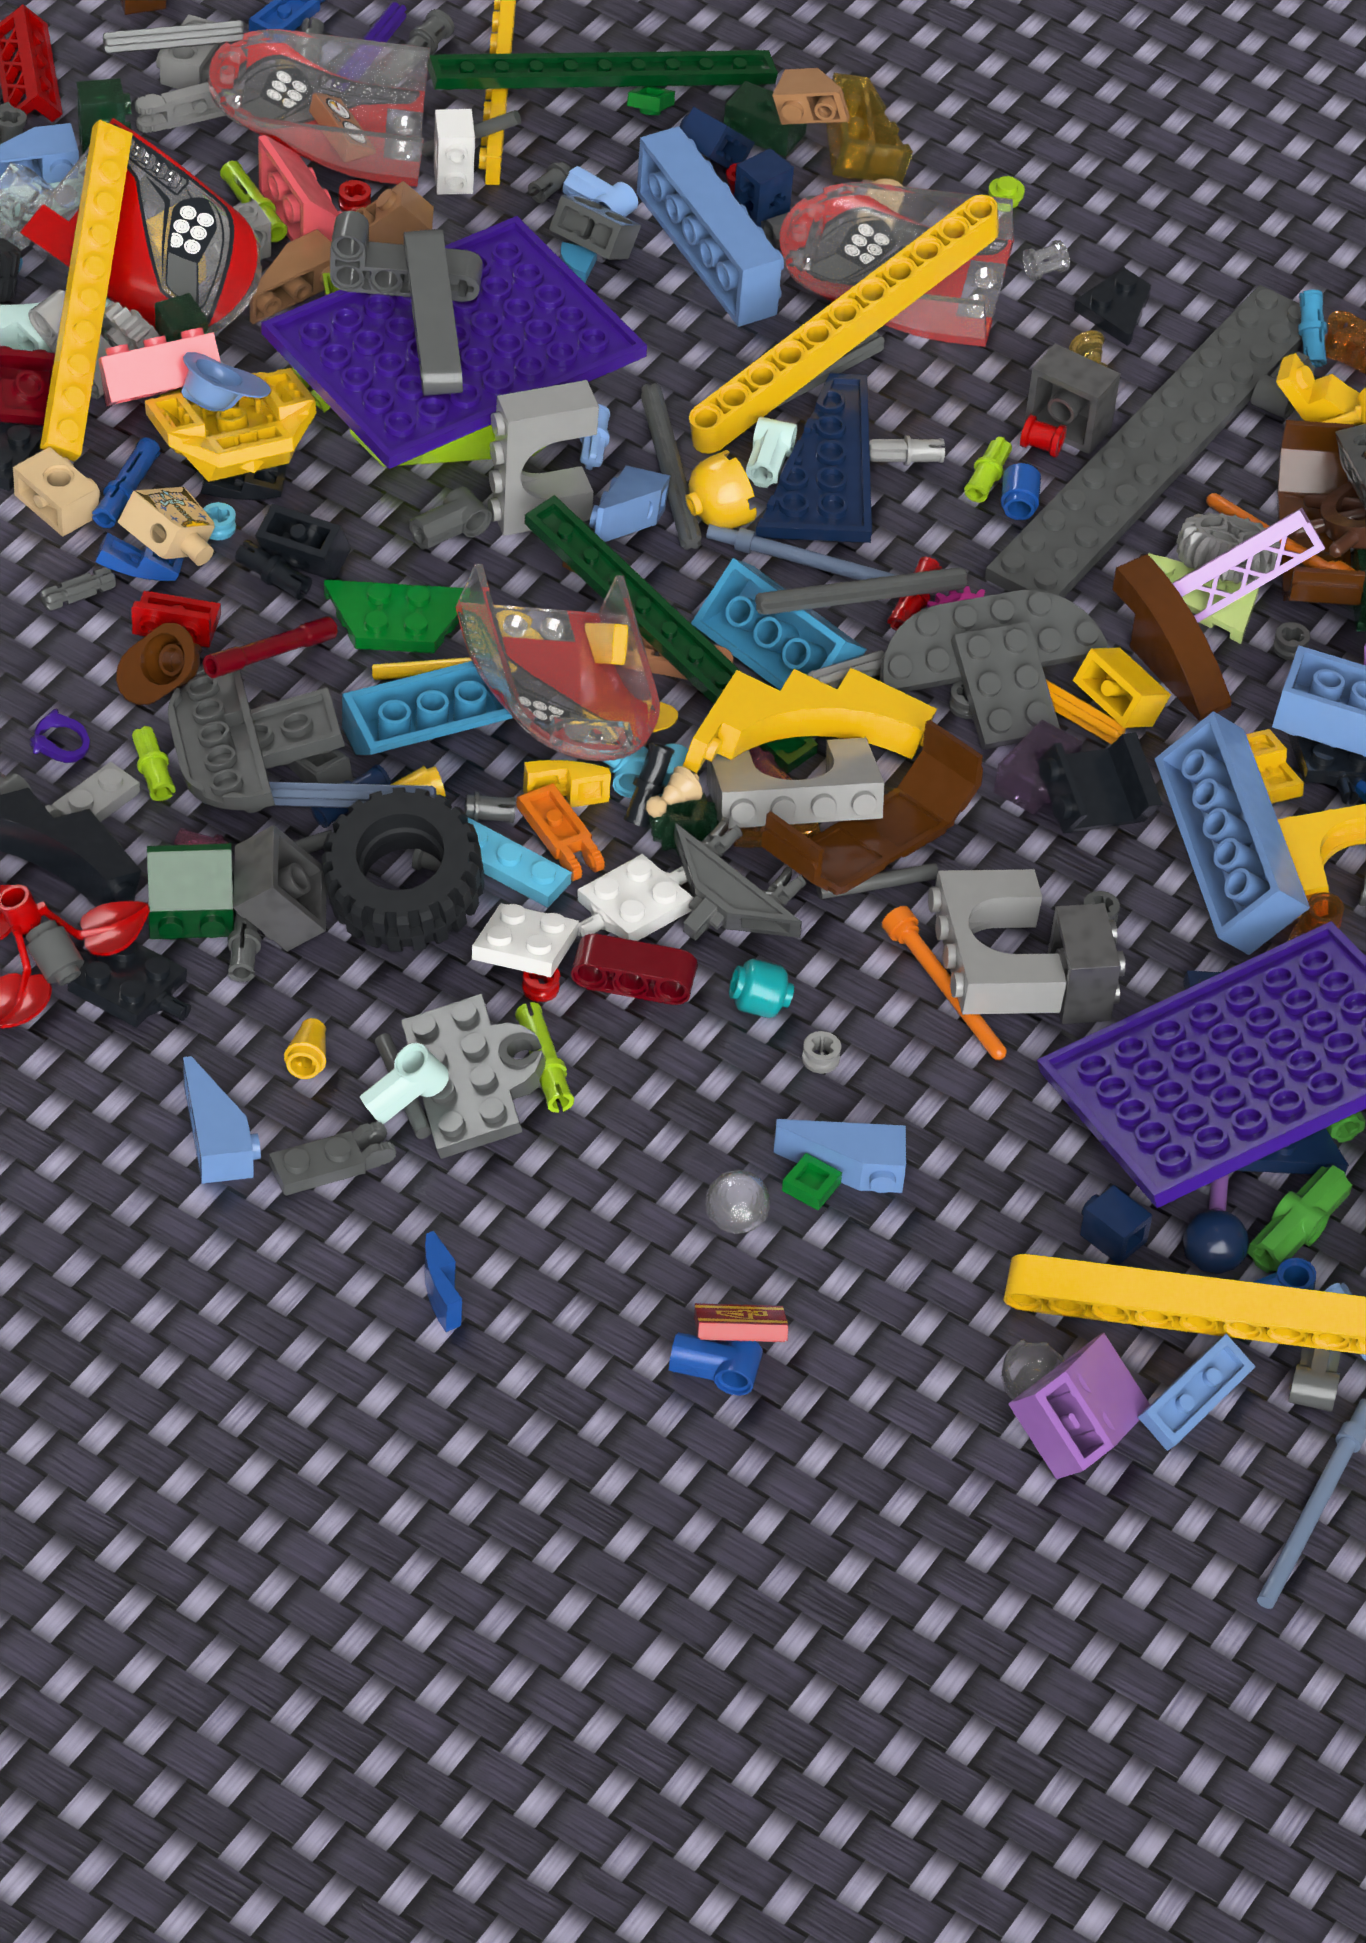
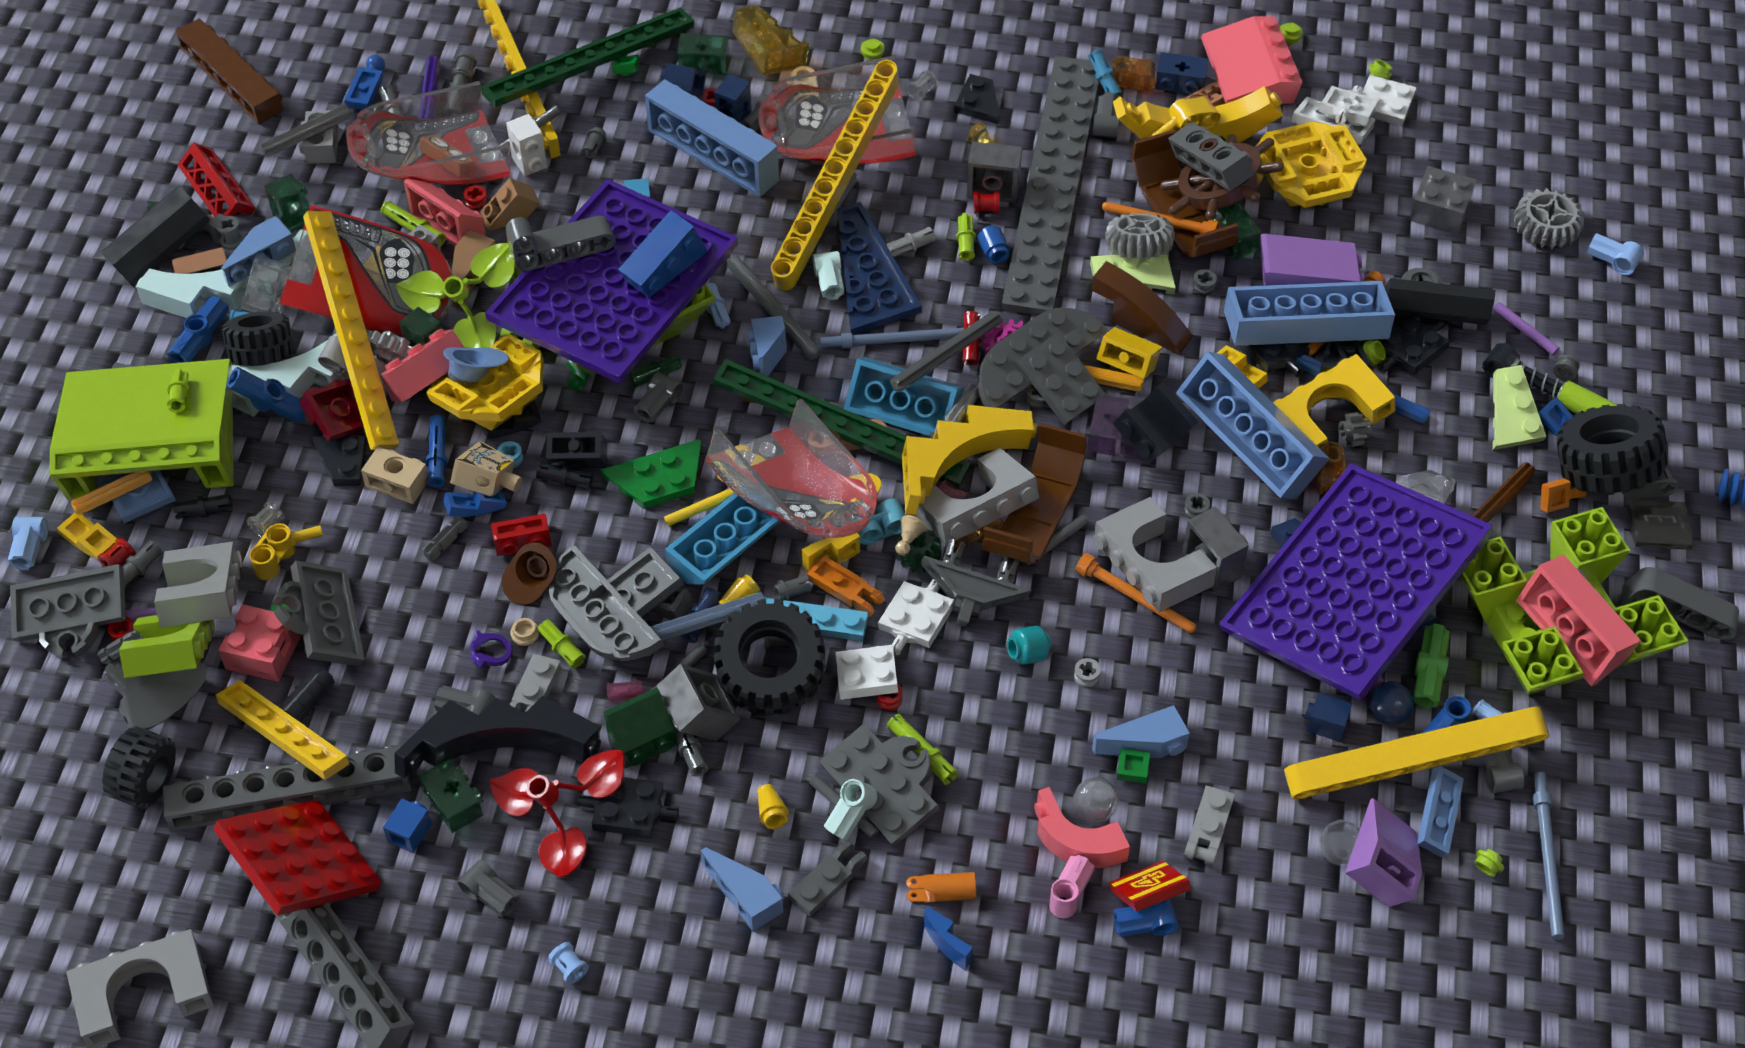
camera: 20 degrees left, 5 degrees up
(54, 953) = (577, 810): dark grey brick -> none
(114, 732) = (524, 632): none -> tan plate
(177, 108) = (331, 176): light grey hinge -> none
(216, 274) = (426, 288): none -> lime plant
(237, 658) = (610, 515): dark red piece -> none
(359, 462) = (578, 378): none -> green arm
(433, 312) = (599, 267): dark grey beam -> none
(442, 485) = (645, 374): none -> clear green axle
(473, 1223) = (942, 887): none -> orange piece
(523, 426) = (692, 322): light grey arch -> none
(528, 328) = (663, 255): none -> blue wedge
(594, 227) = (640, 164): dark grey brick -> none
(607, 642) = (811, 446): yellow tile -> none
(617, 198) = (637, 144): light blue piece -> none
(631, 1288) = (1071, 886): none -> bright pink piece
(634, 969) = (944, 664): dark red beam -> none
(648, 783) = (887, 533): black pin -> none
(682, 1246) = (1101, 845): none -> coral arch
(720, 492) = (820, 315): yellow cylinder -> none
(809, 97) = (732, 31): medium nougat slope -> none
(871, 1290) = (1209, 825): none -> light grey plate
(1224, 1476) = (1489, 862): none -> lime plate
(1247, 550) = (1162, 237): fence -> none

